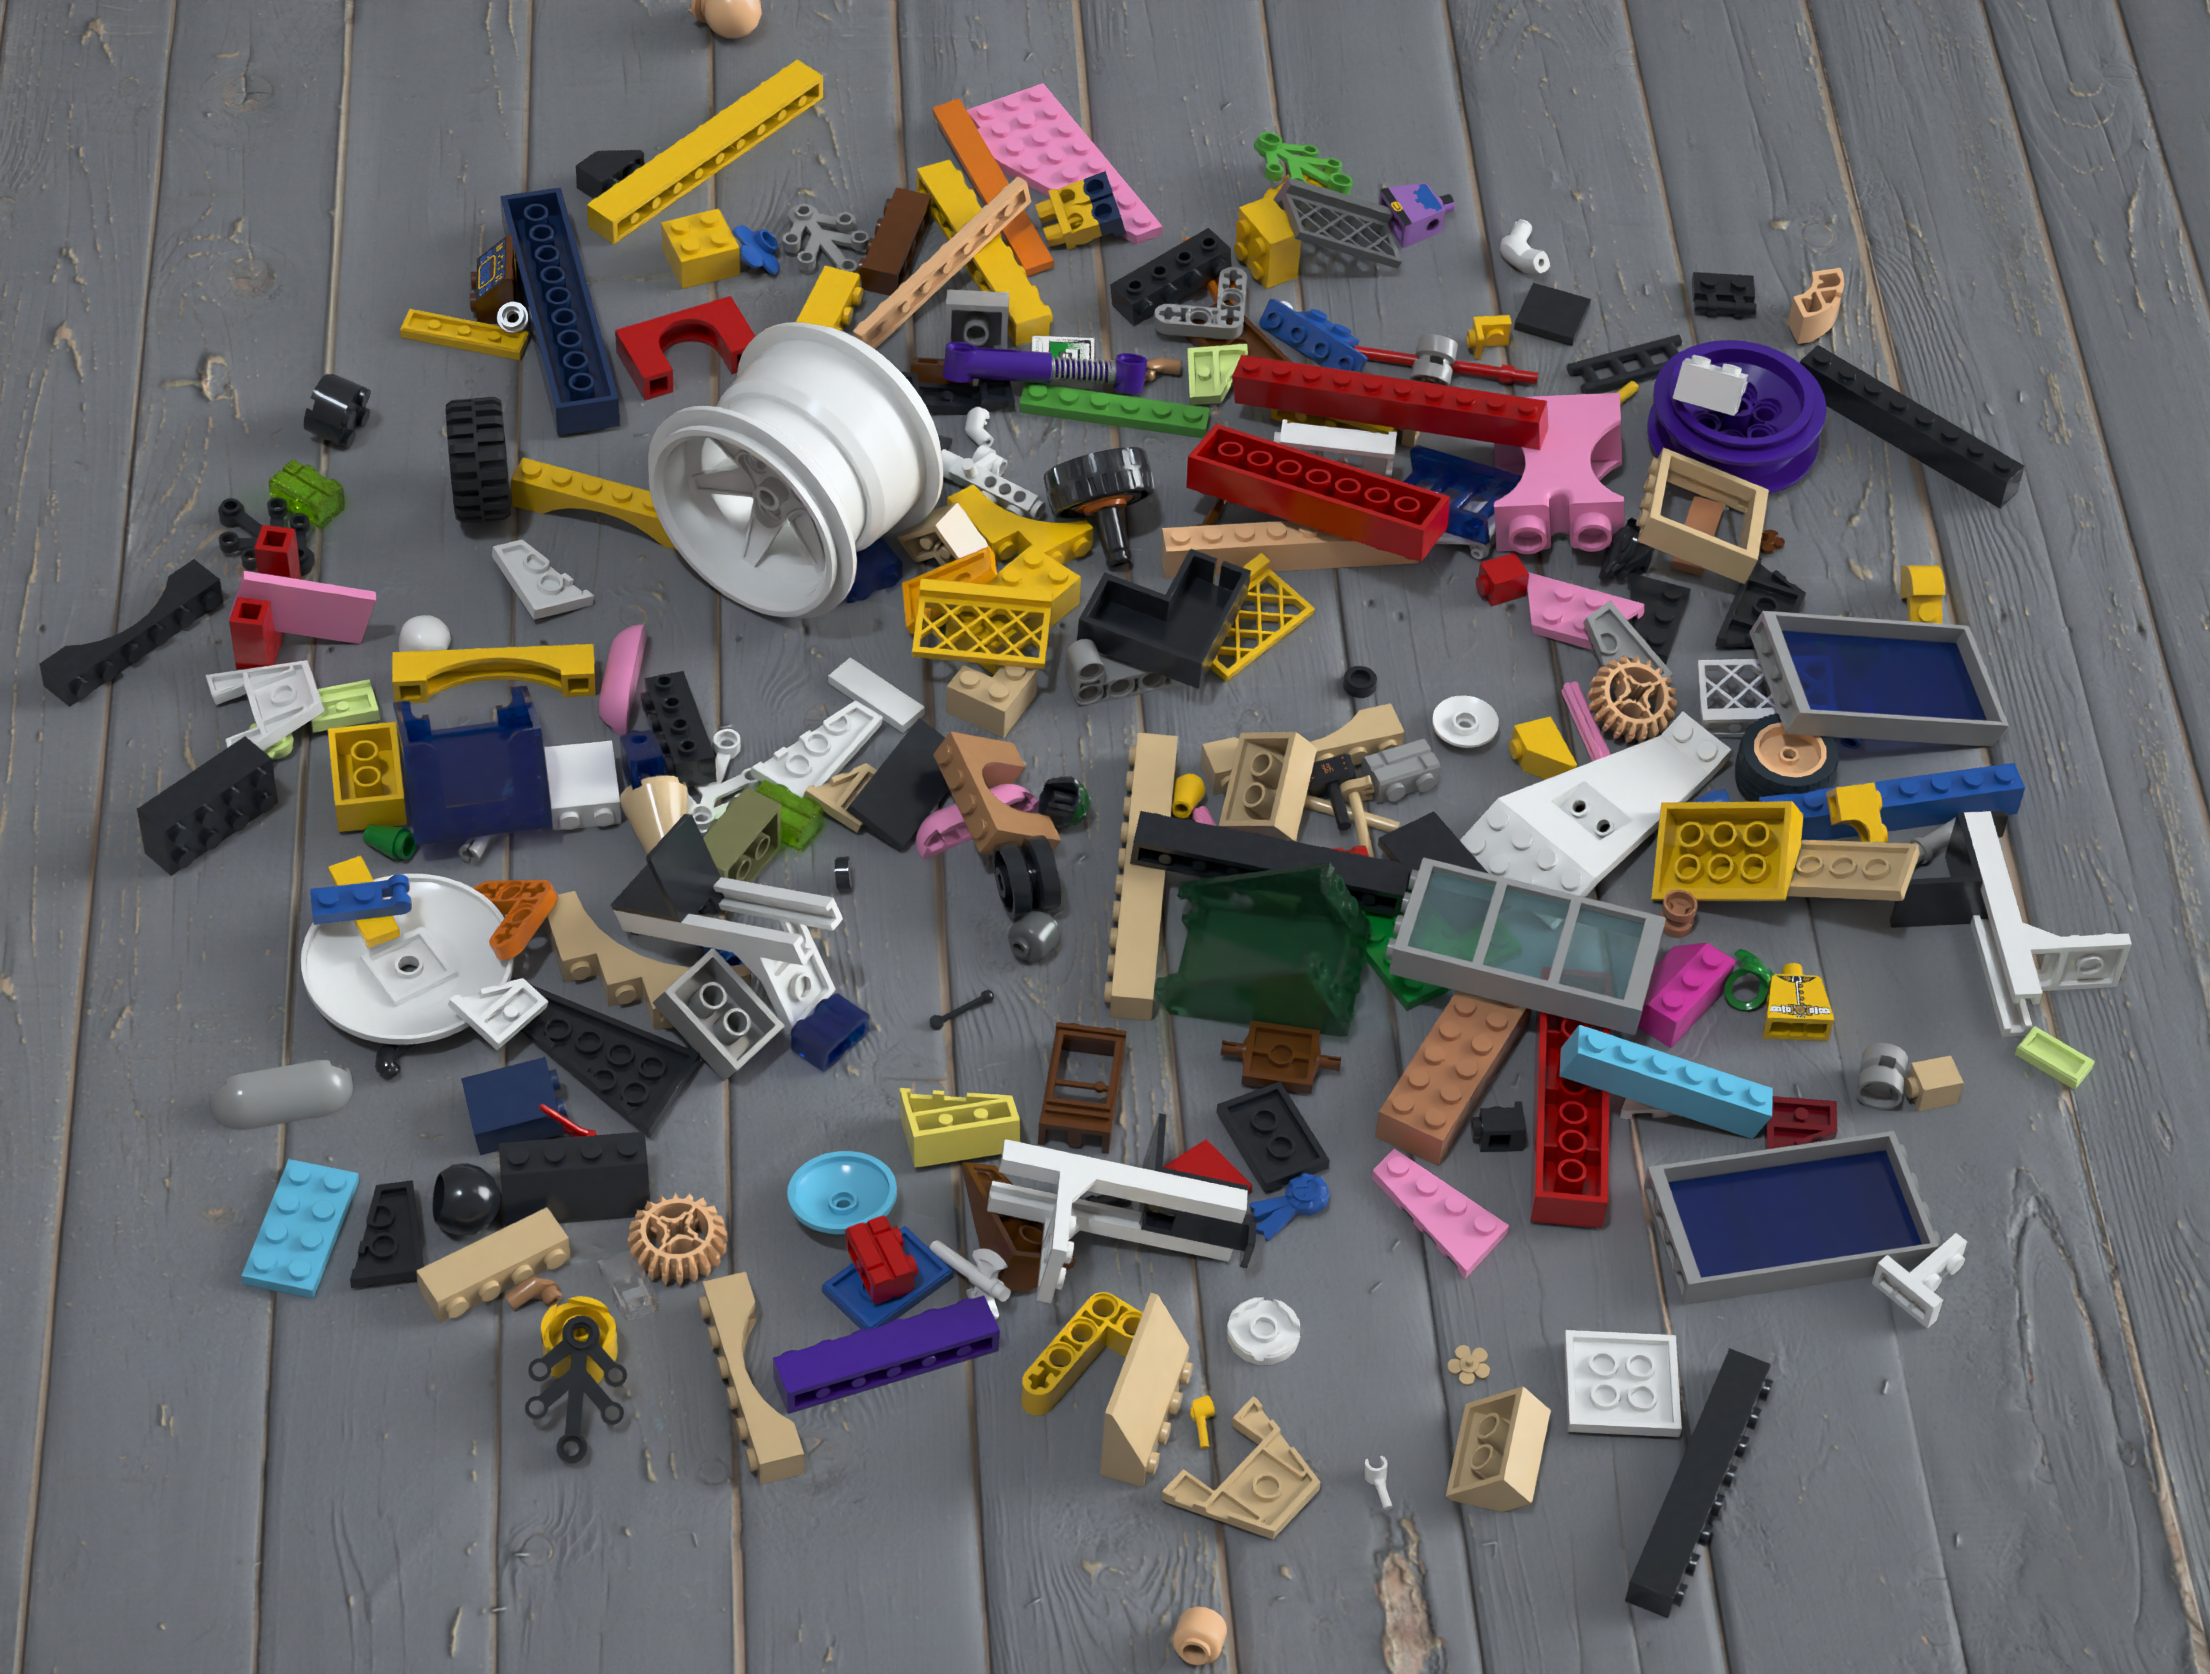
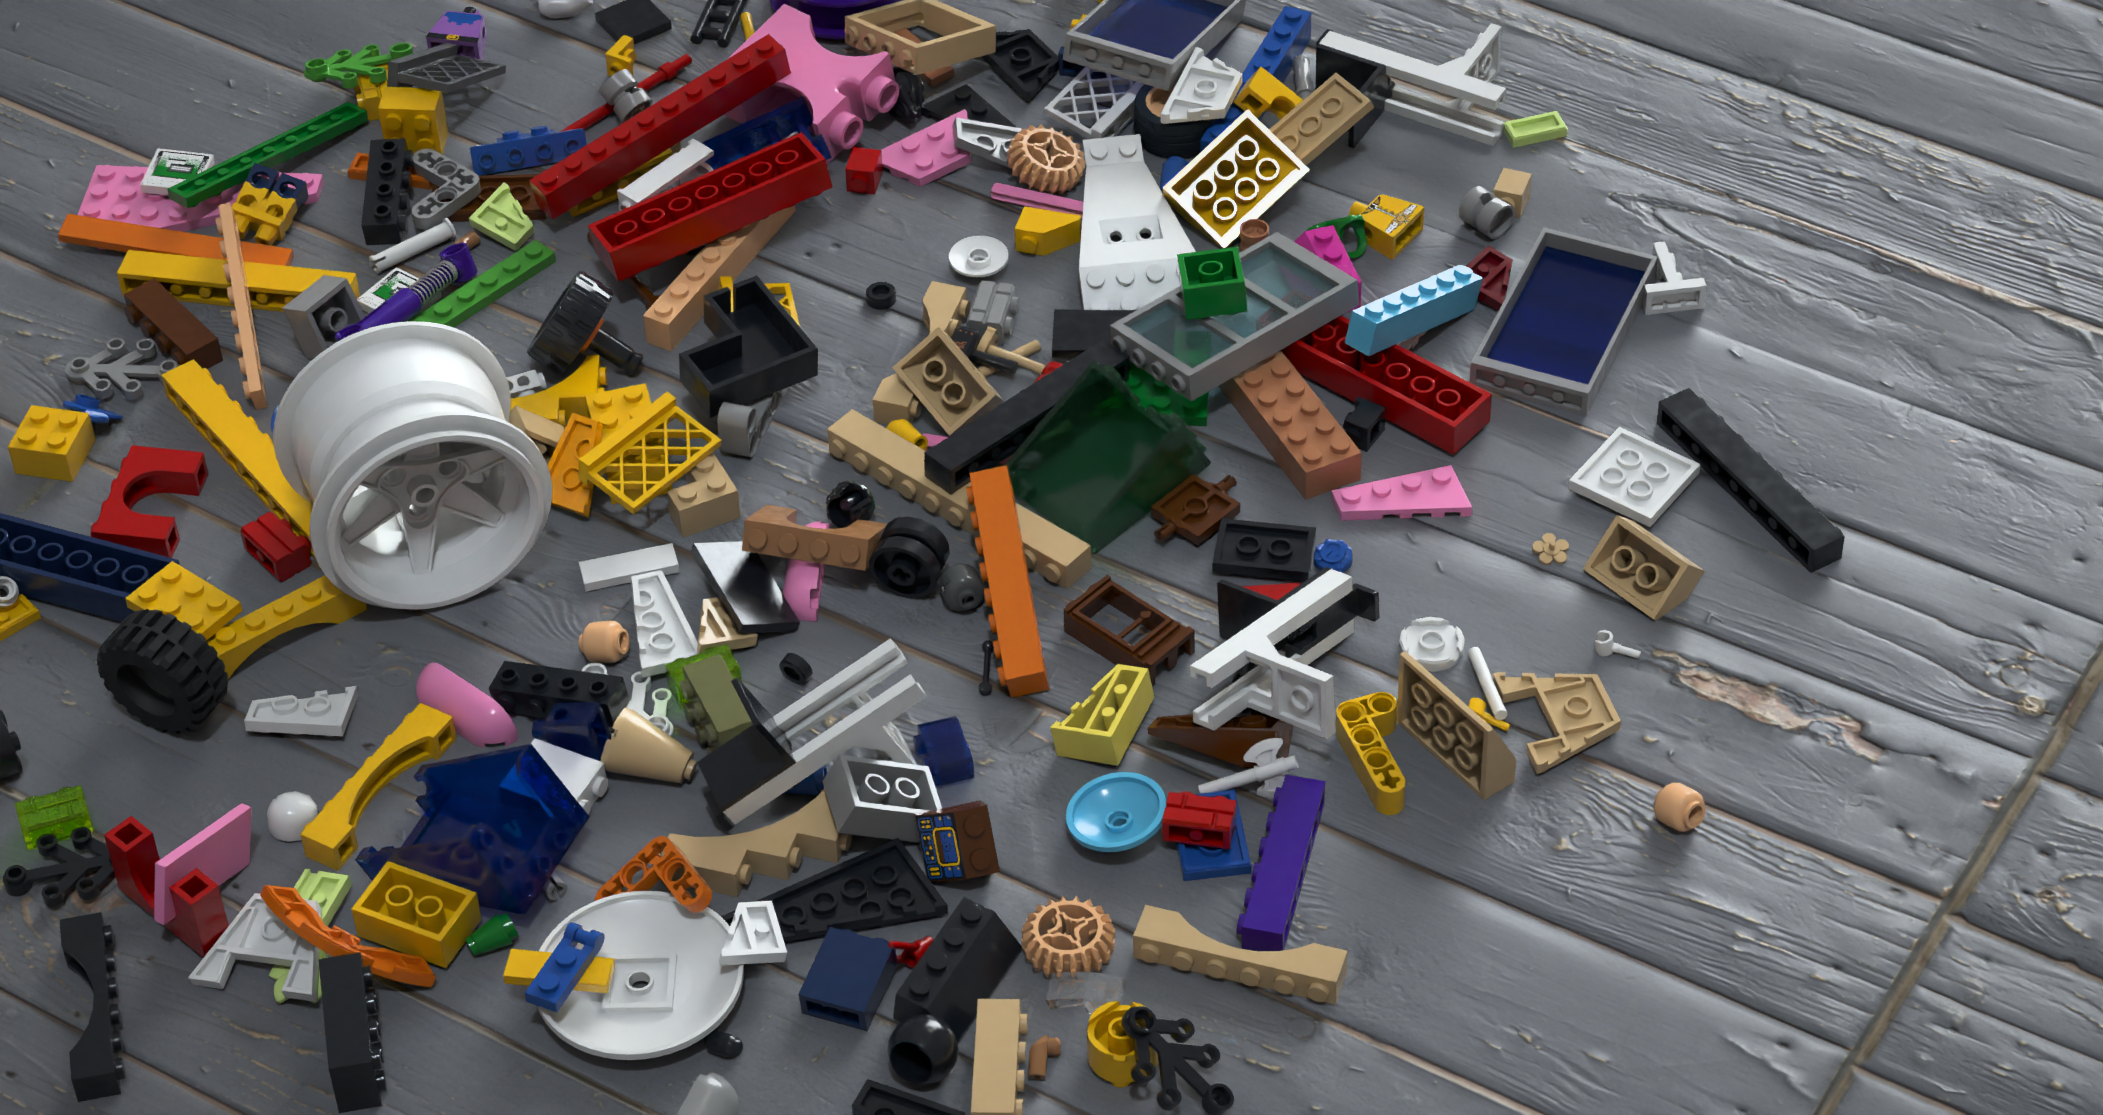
camera: 50 degrees left, 5 degrees down
(286, 747) = (306, 922): none -> orange tile
(567, 430) = (186, 597): none -> yellow plate
(718, 1098) = (957, 842): none -> slope
(768, 726) = (604, 642): none -> light nougat head
(1054, 962) = (1008, 582): none -> orange brick
(1070, 135) = (173, 167): none -> white tile
(1130, 334) = (413, 246): none -> white pin
(1140, 175) = (268, 154): none -> green plate
(1255, 1389) = (1487, 683): none -> white bar
(1522, 898) = (1212, 283): none -> green brick
(1811, 759) = (1202, 90): none -> white wing

